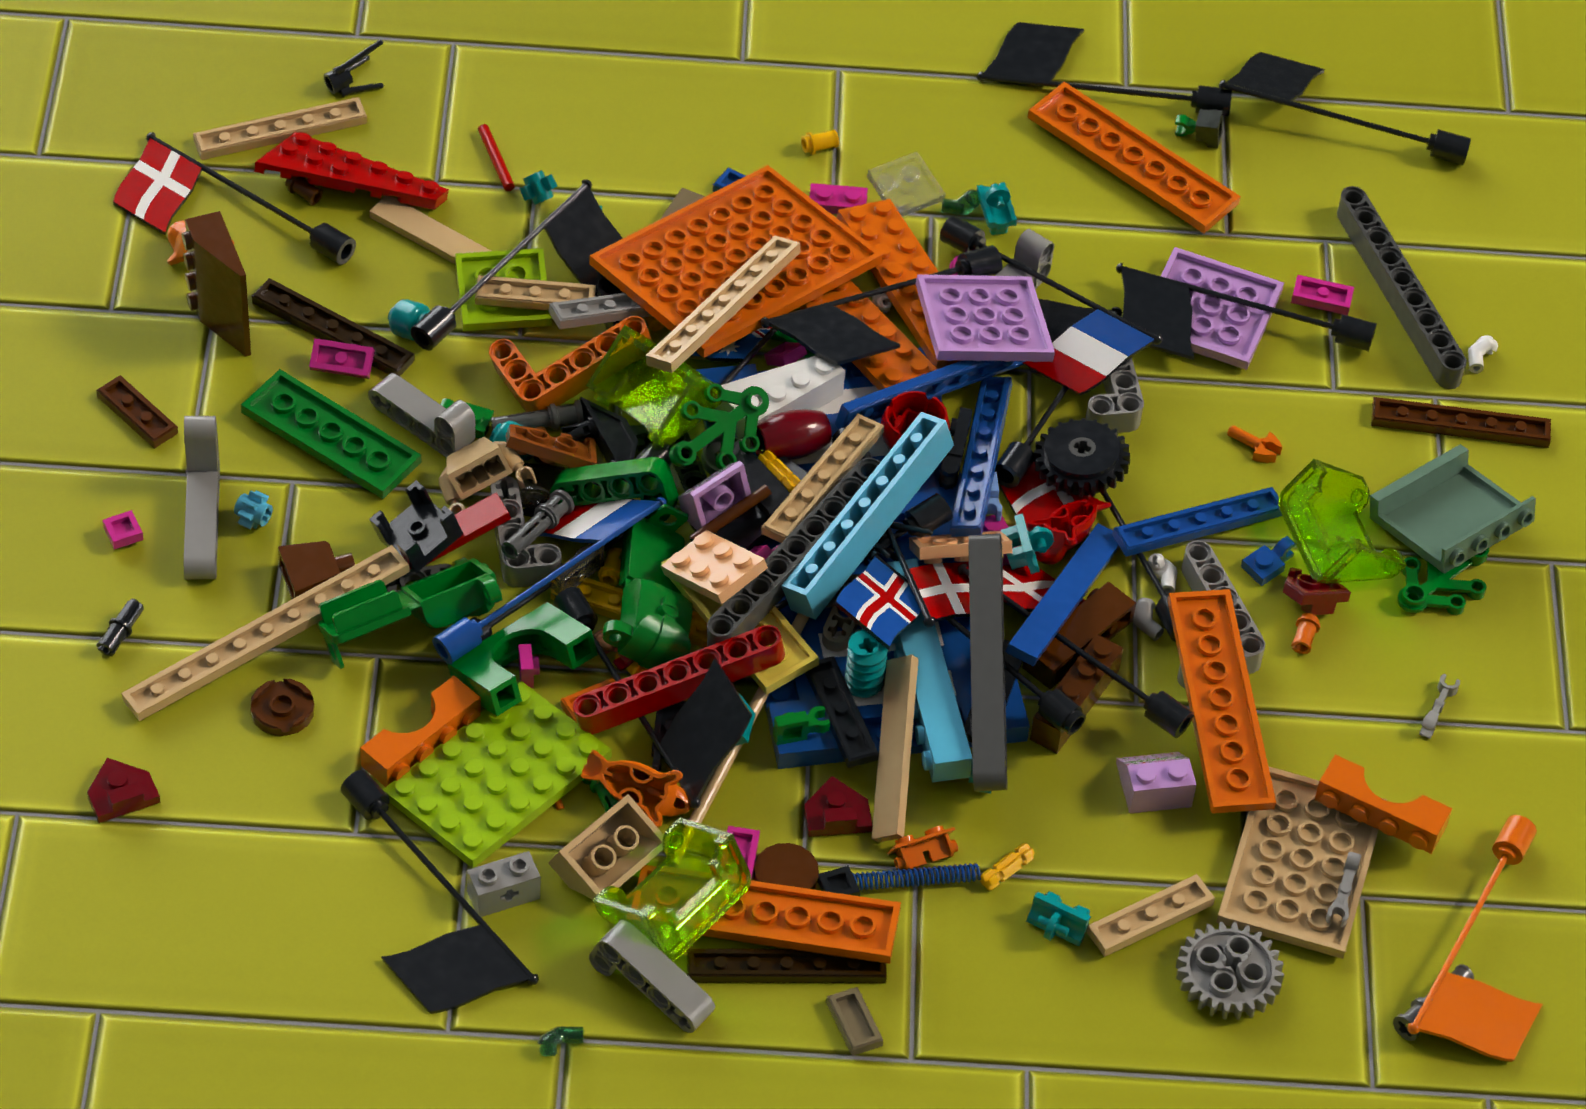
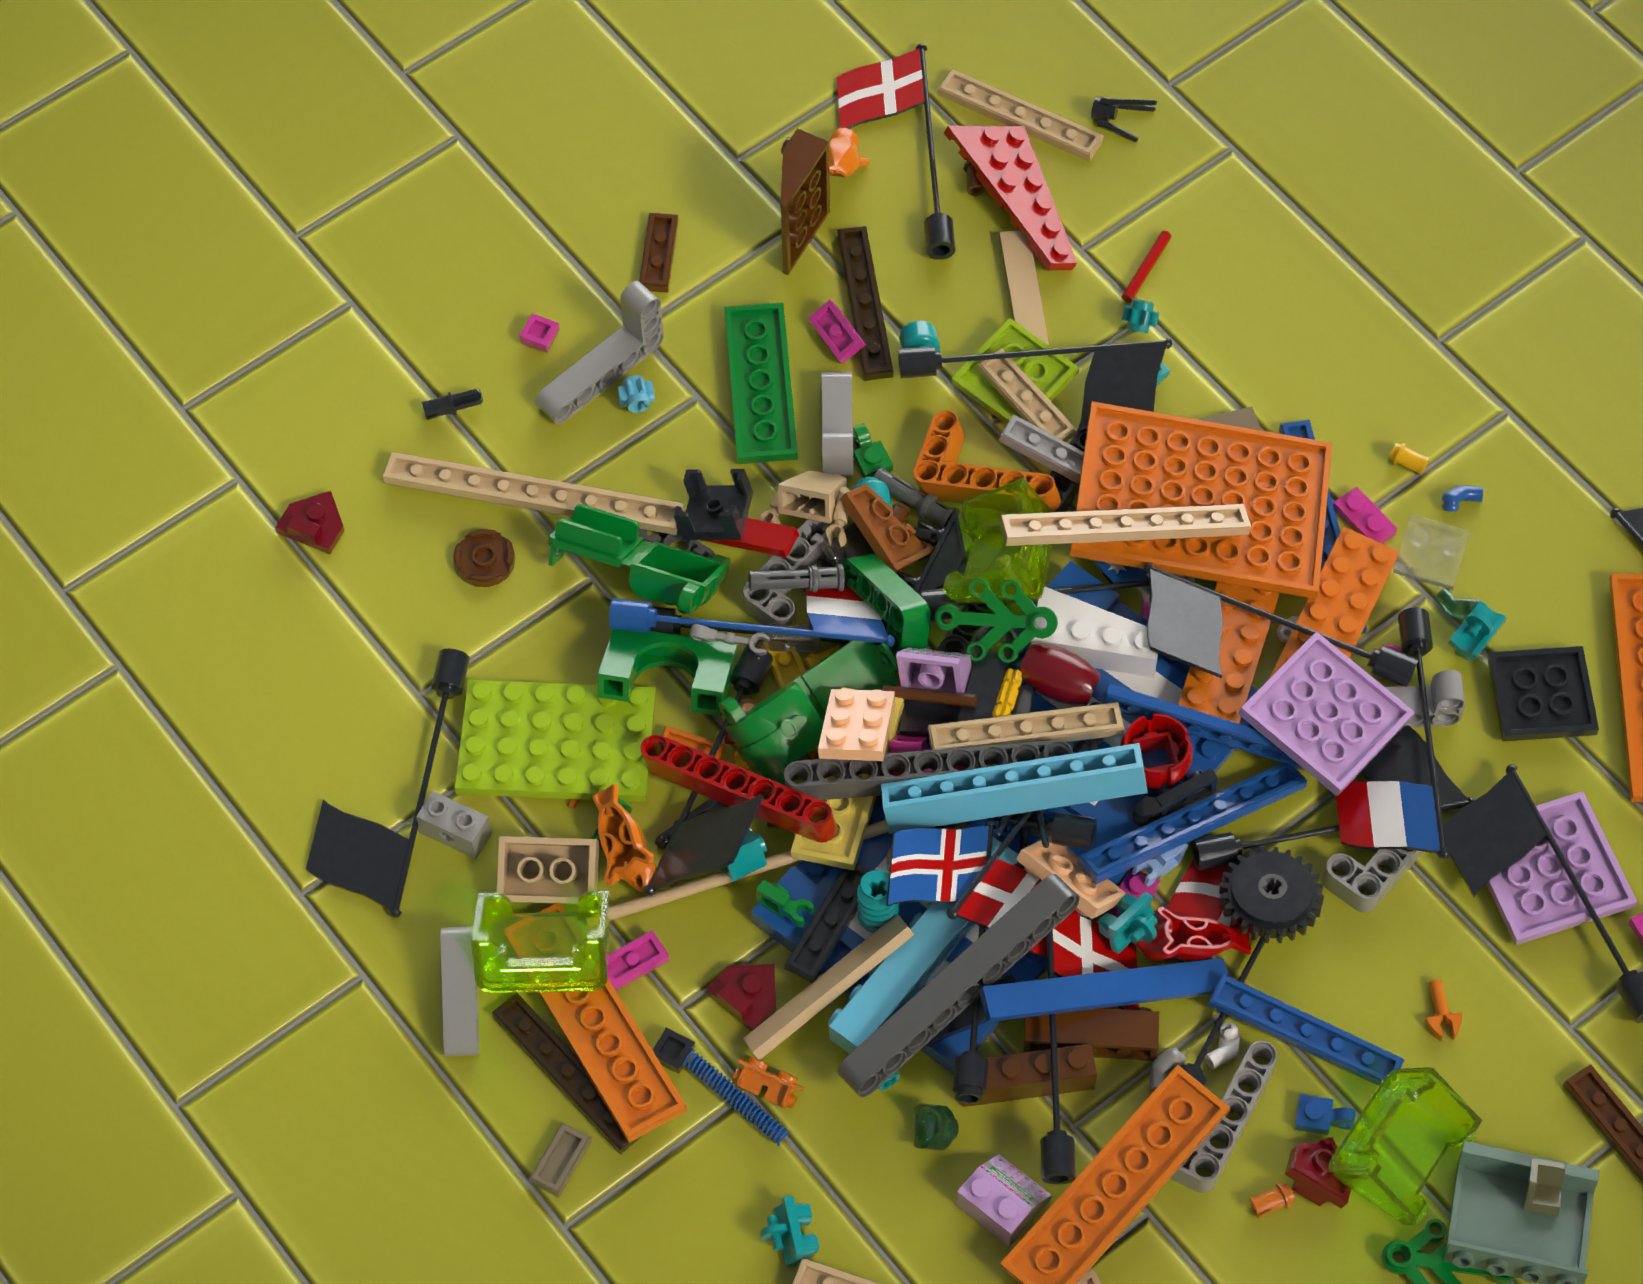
camera: 55 degrees right, 10 degrees up
(310, 565) = (620, 470): reddish brown torso -> none
(393, 754) = (502, 661): orange arch -> none
(523, 608) = (706, 634): none -> light grey piece
(527, 664) = (671, 679): dark pink plate -> none
(558, 1035) = (351, 967): clear green arm -> none
(787, 866) = (655, 1002): reddish brown tile -> none
(878, 137) = (1461, 493): none -> blue arm
(1007, 866) = (810, 1155): yellow axle -> none
(1063, 774) = (934, 1127): none -> clear green piece
(1077, 212) = (1543, 693): none -> black plate
(1441, 483) = (1544, 1187): none -> olive panel

